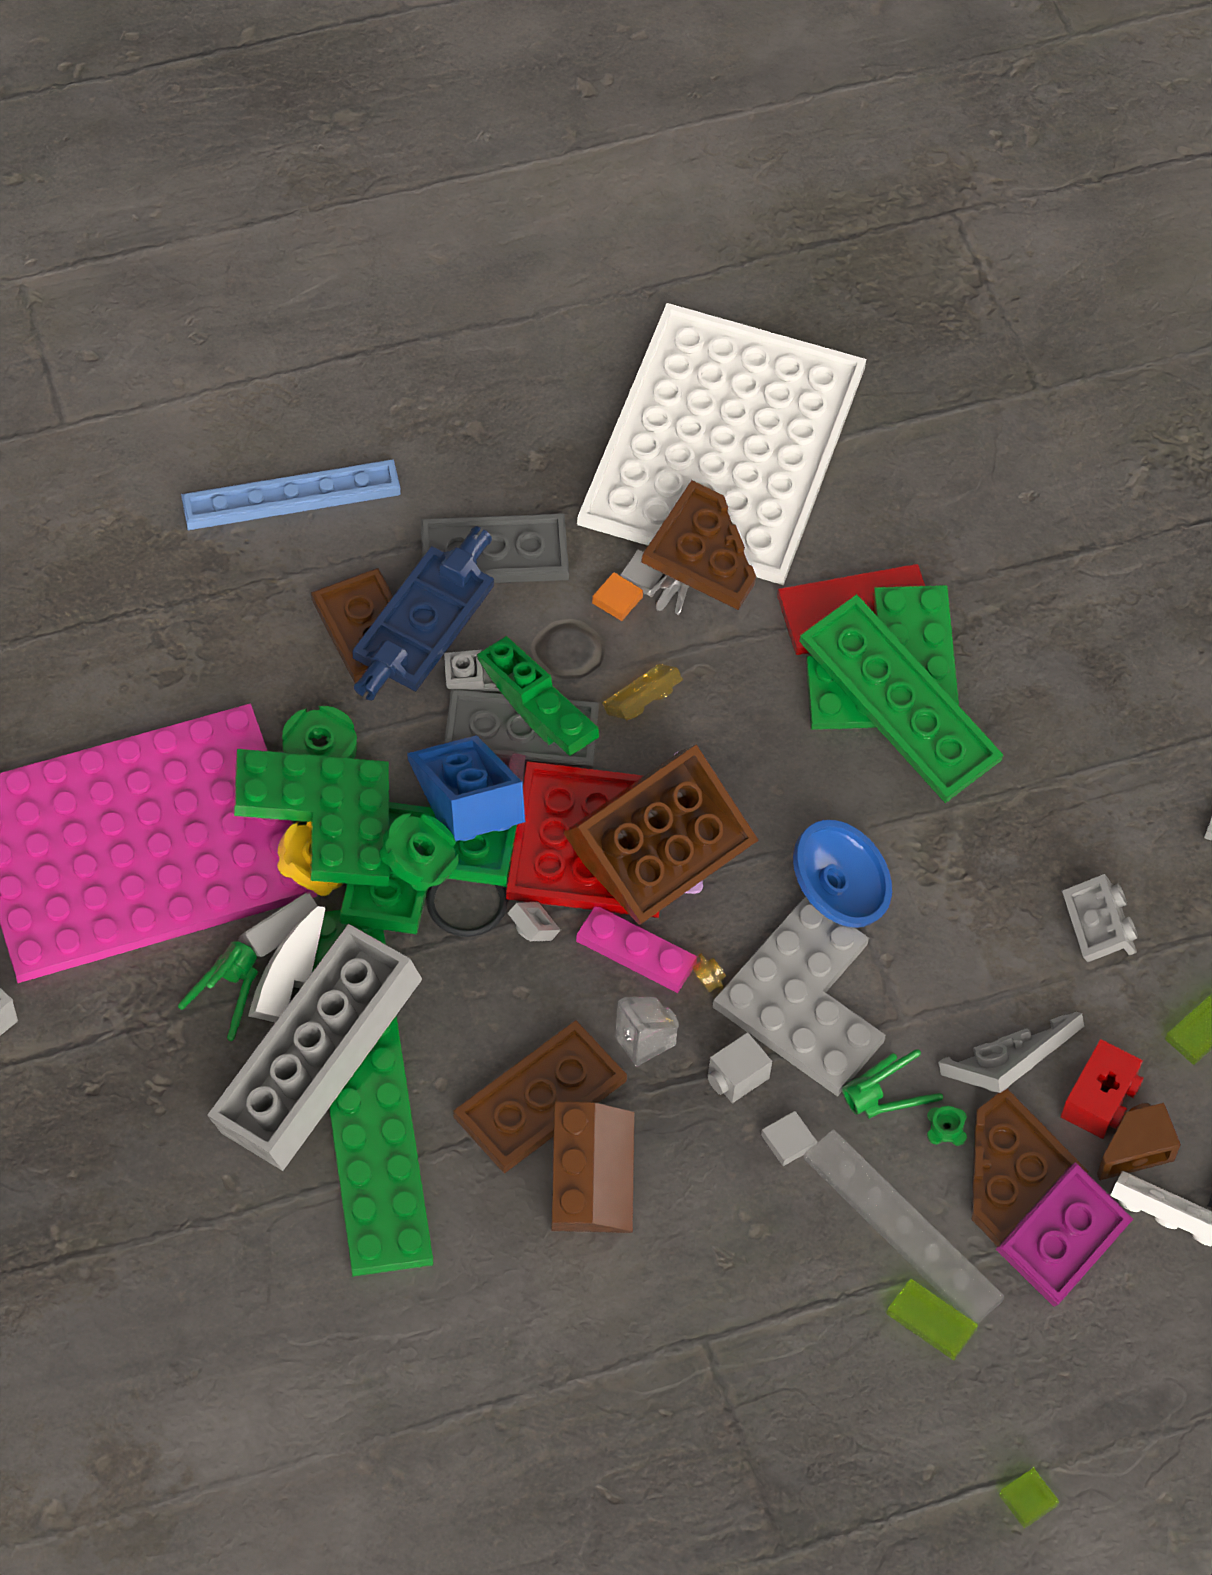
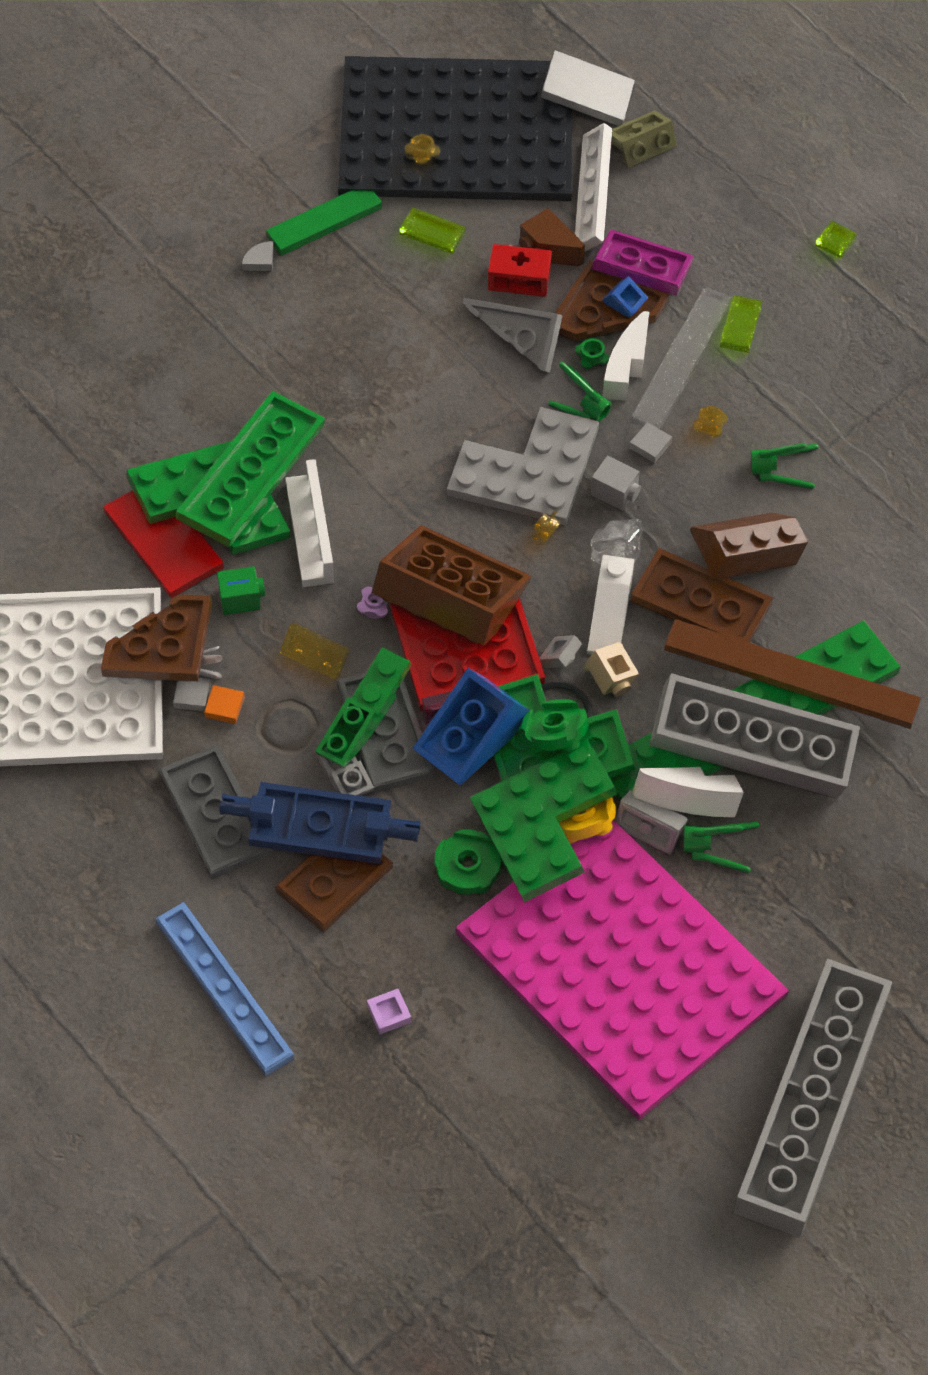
camera: 110 degrees left, 0 degrees up
(188, 613) = (389, 1011): none -> lavender plate
(385, 1137) = (792, 674): none -> reddish brown tile
(494, 948) = (612, 669): none -> tan brick
(570, 996) = (610, 602): none -> white slope
(636, 949) = (544, 584): dark pink plate -> none
(702, 1250) = (766, 461): none -> green plant
(751, 648) = (240, 590): none -> green brick
(792, 1205) = (710, 414): none -> clear yellow plate
(809, 746) = (310, 527): none -> white fence
(842, 873) = (426, 462): blue dish -> none
(920, 1156) = (626, 359): none -> white slope
(1008, 1182) = (625, 297): none -> blue slope
(1099, 918) = (380, 307): light grey bracket -> none

